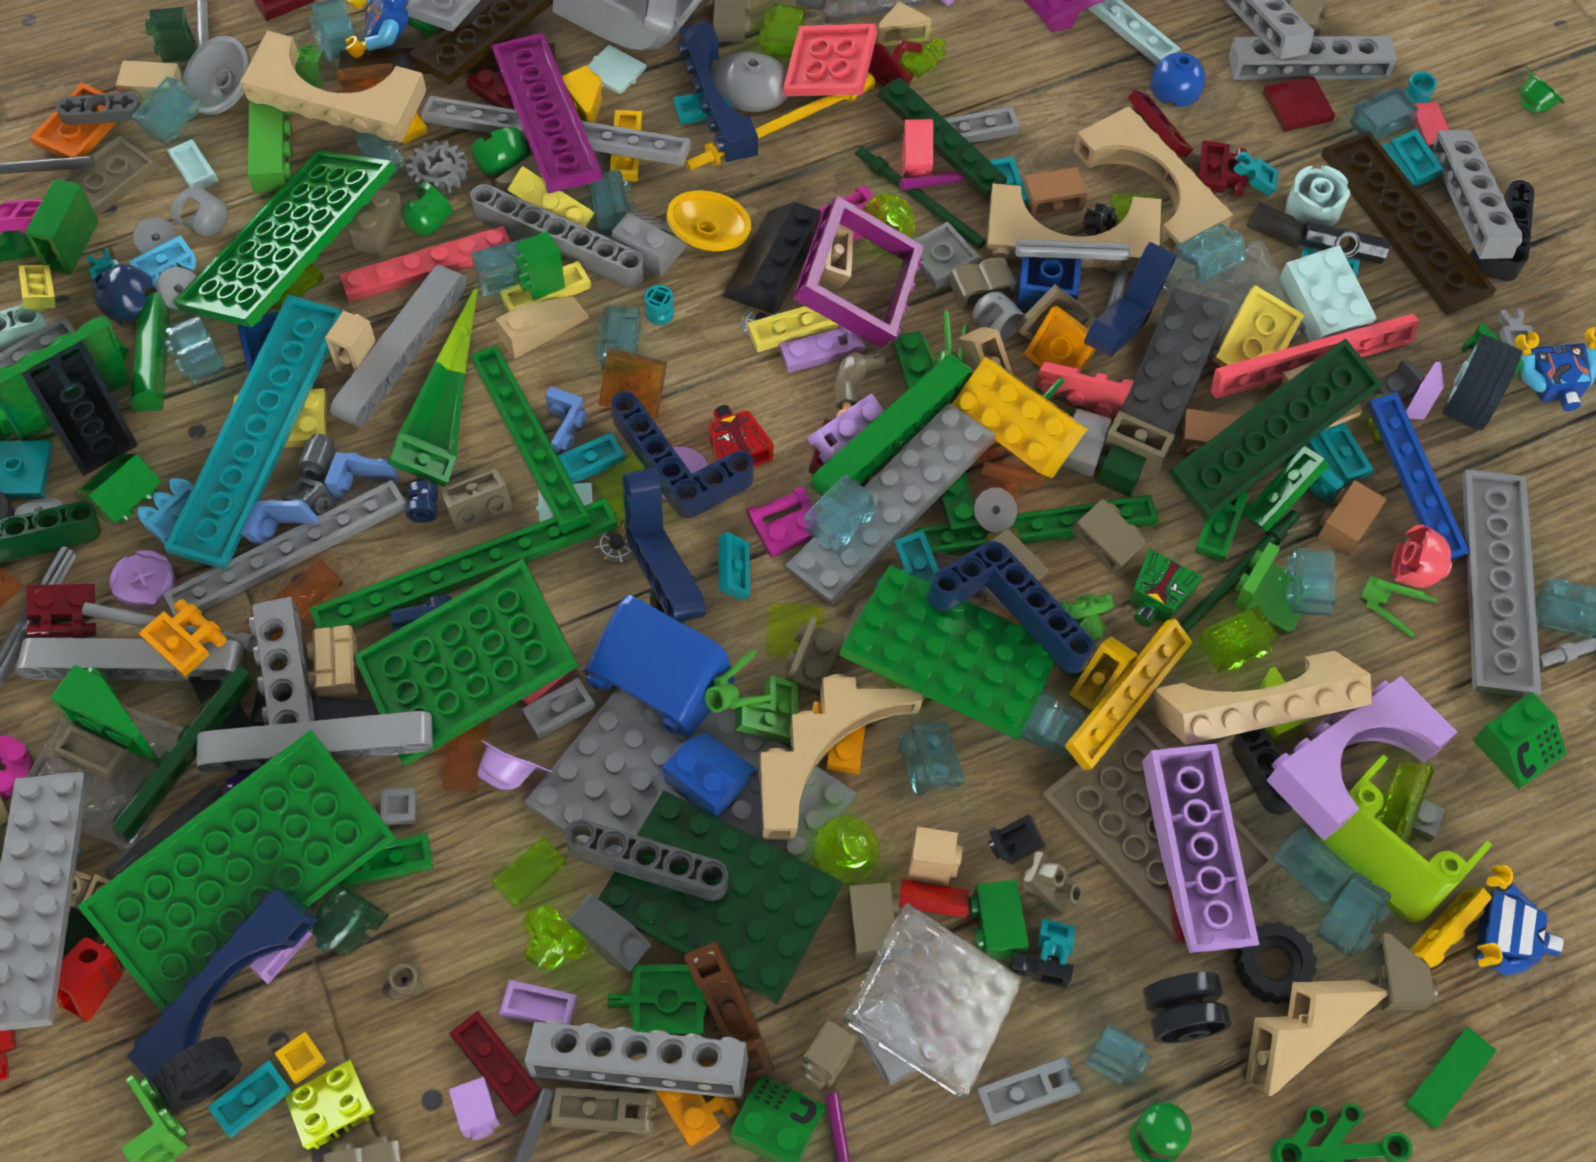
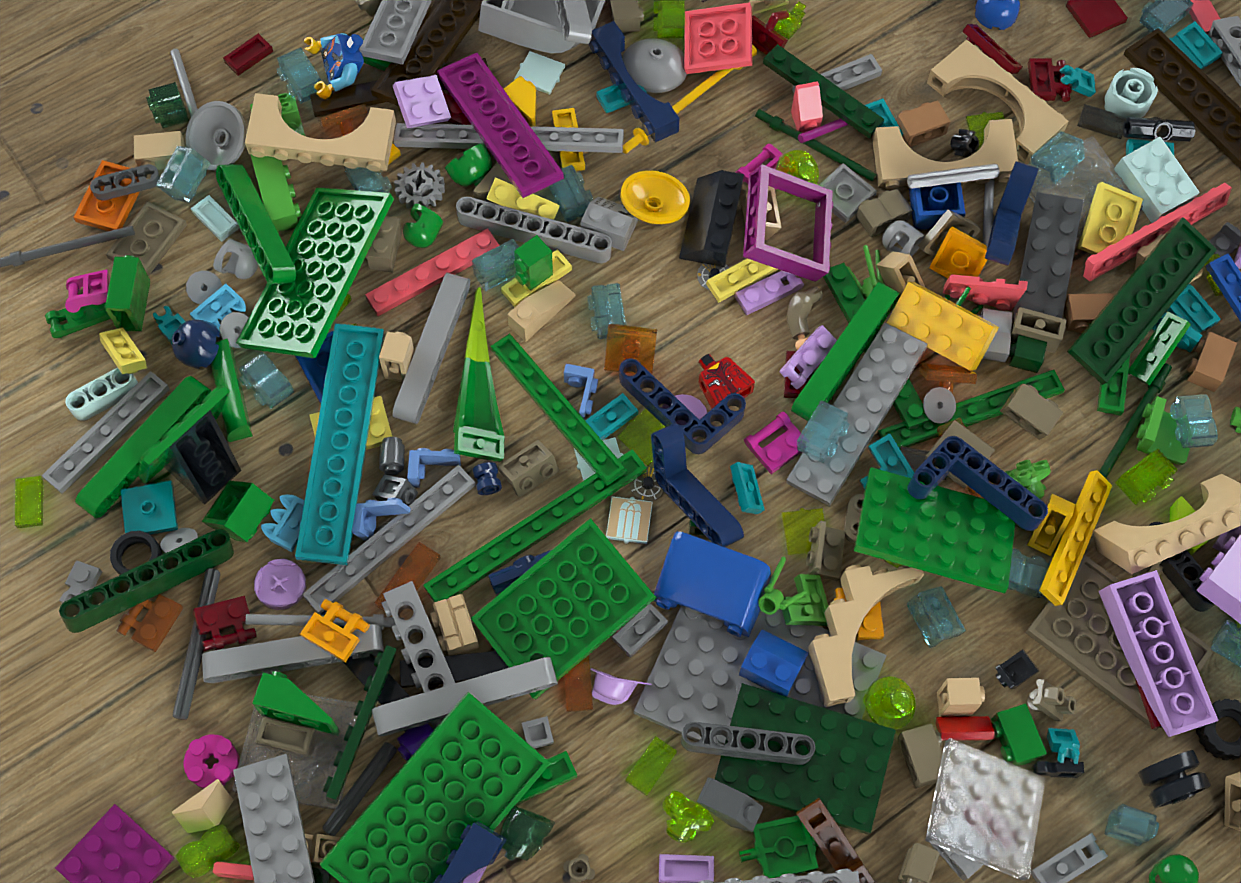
camera: 10 degrees left, 5 degrees up
(232, 176) = (255, 224): none -> green beam
(462, 73) = (421, 101): none -> lavender plate
(582, 580) = (629, 520): none -> piece
(659, 305) = (631, 276): teal wheel -> none
(1162, 589) = (1079, 446): green torso -> none

